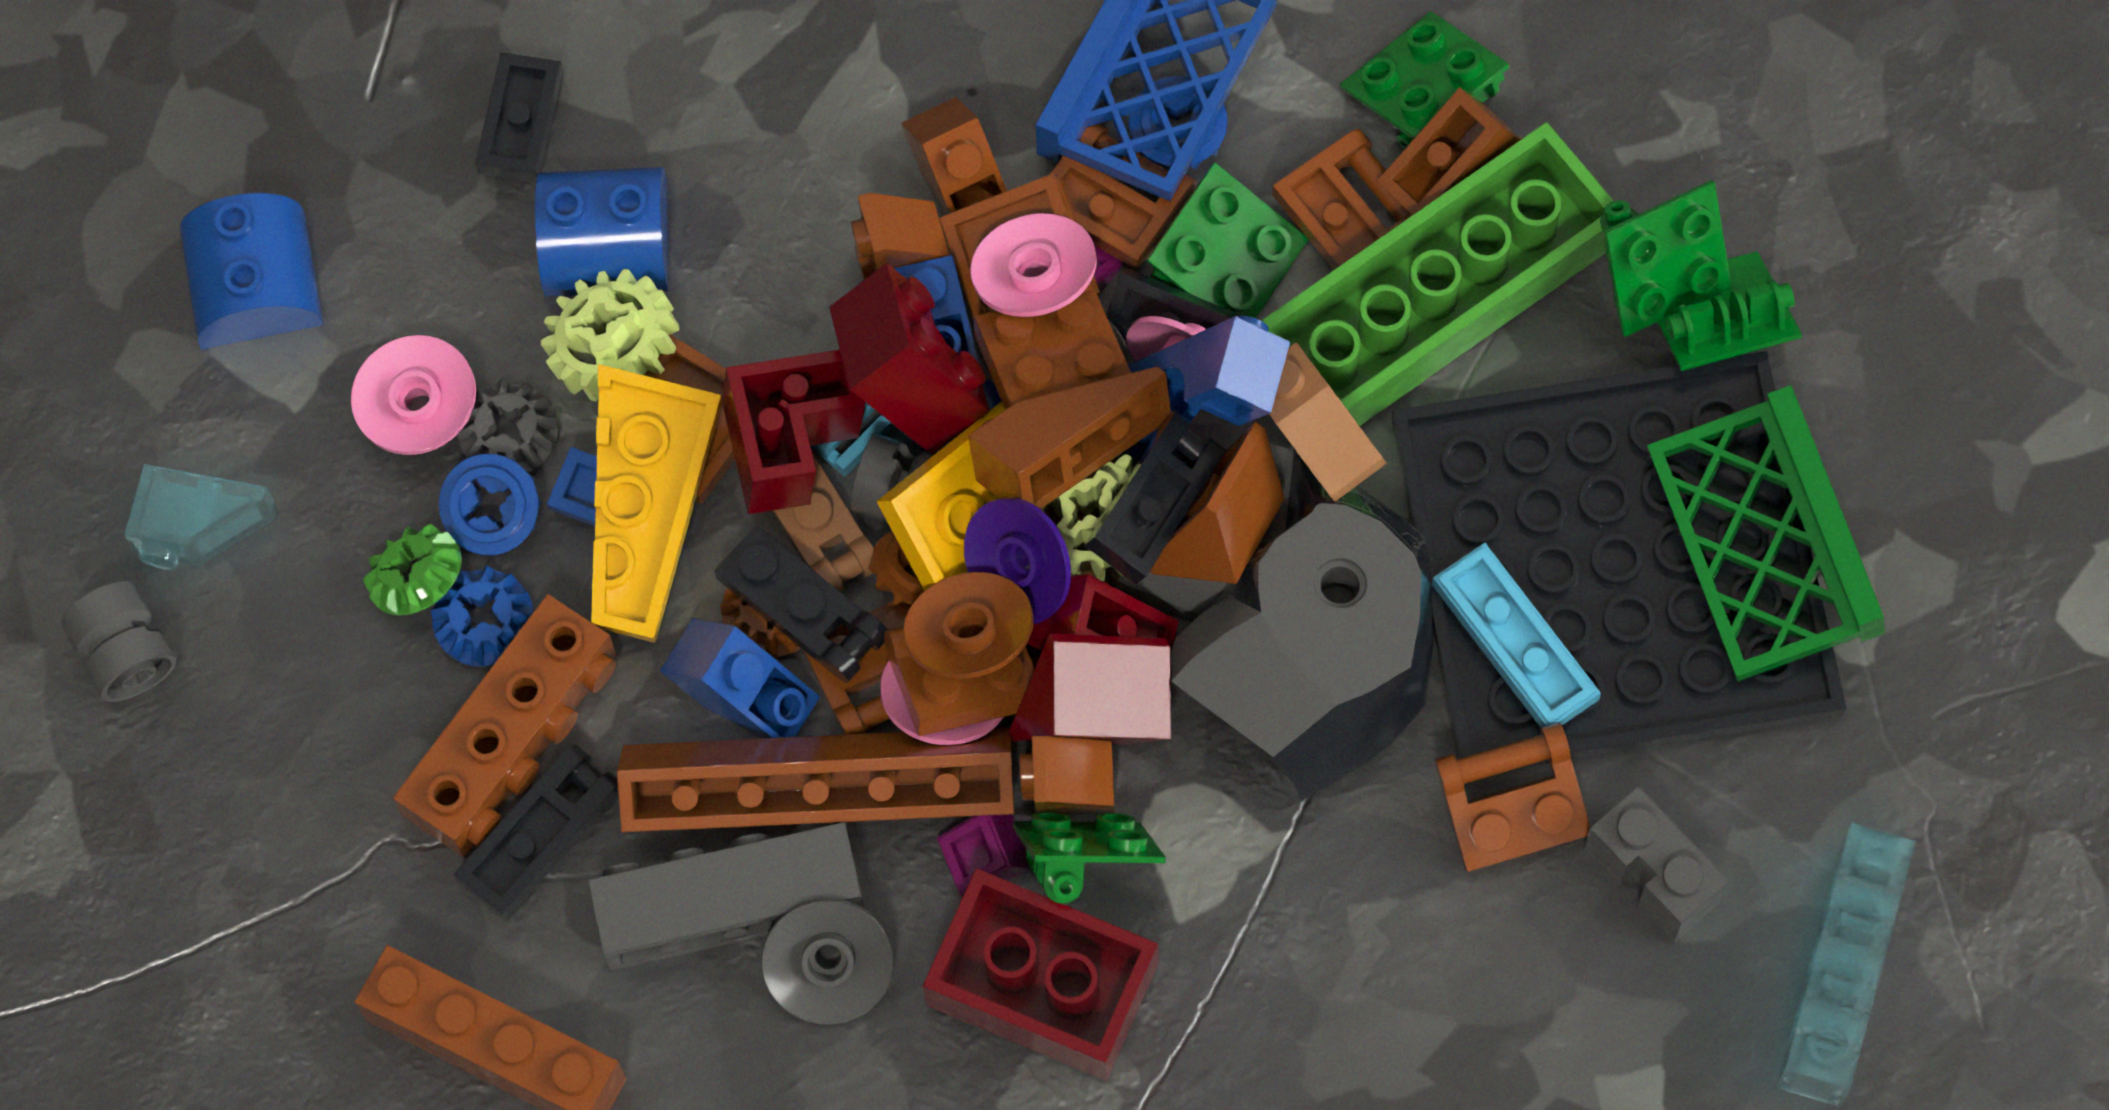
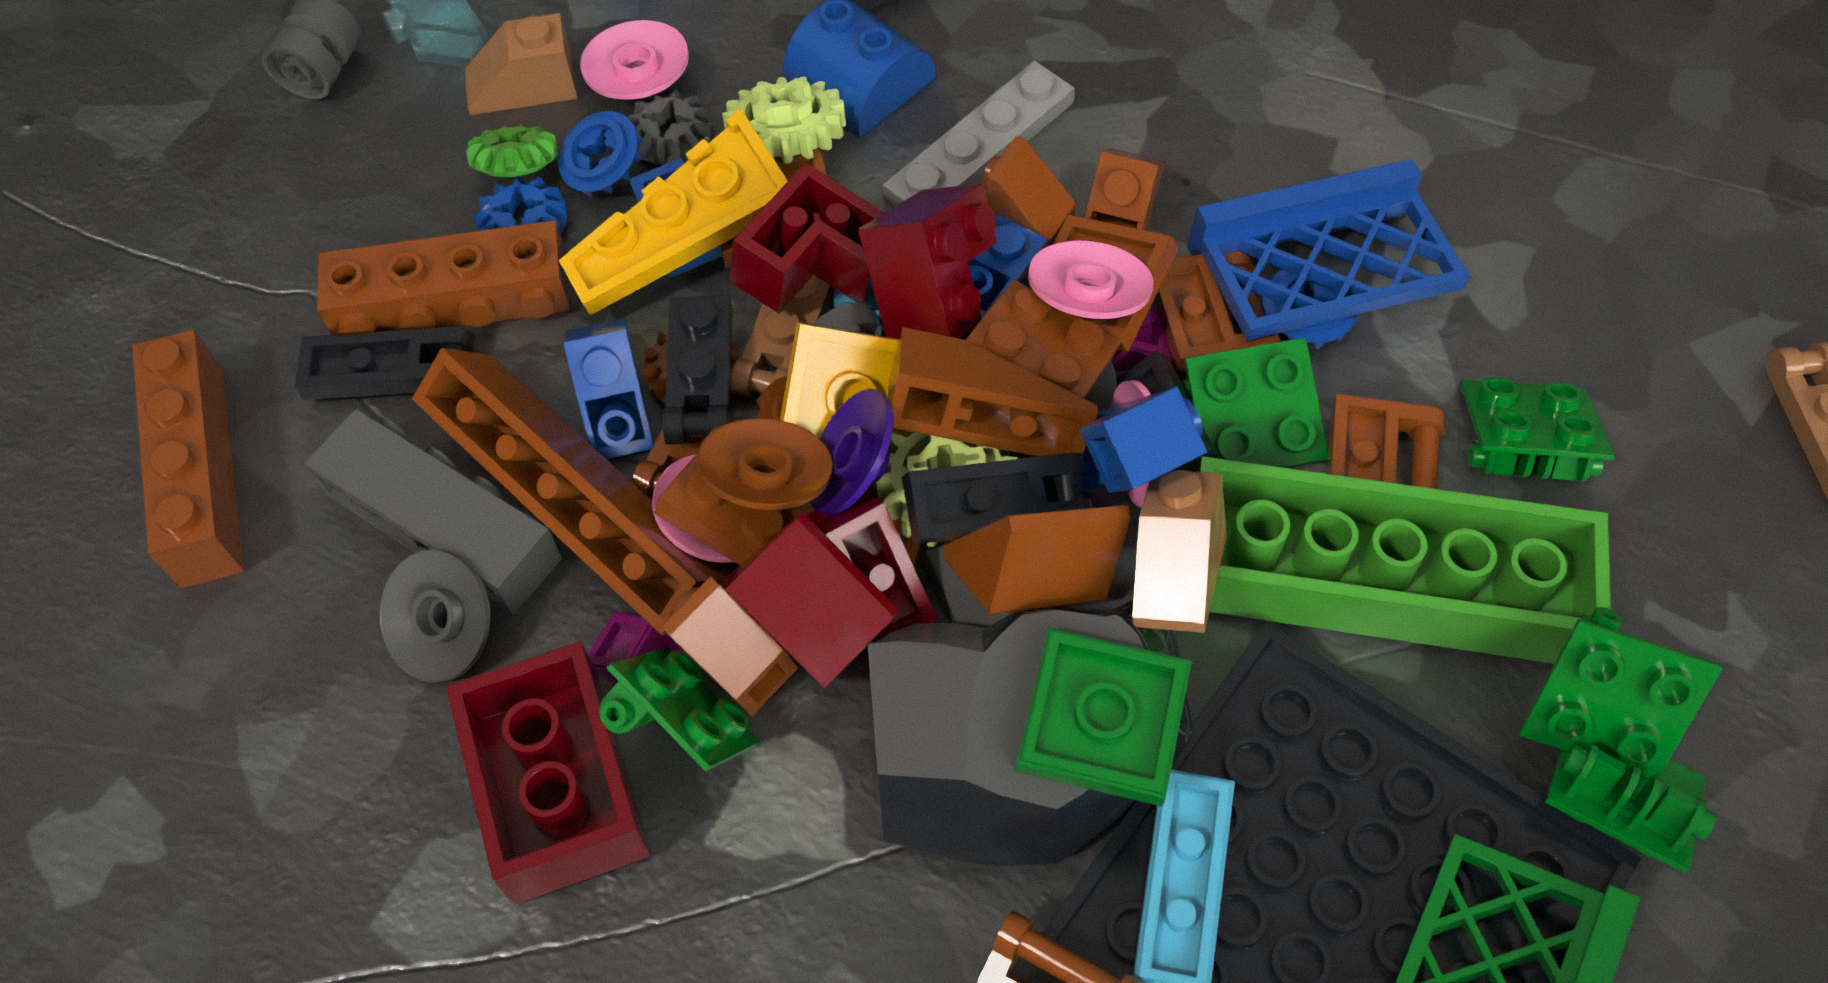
camera: 45 degrees right, 10 degrees down
(321, 492) = (522, 67): none -> medium nougat slope
(777, 208) = (962, 153): none -> light grey plate
(1380, 579) = (1104, 717): none -> green tile
(1447, 151) = (1506, 468): dark orange slope -> none

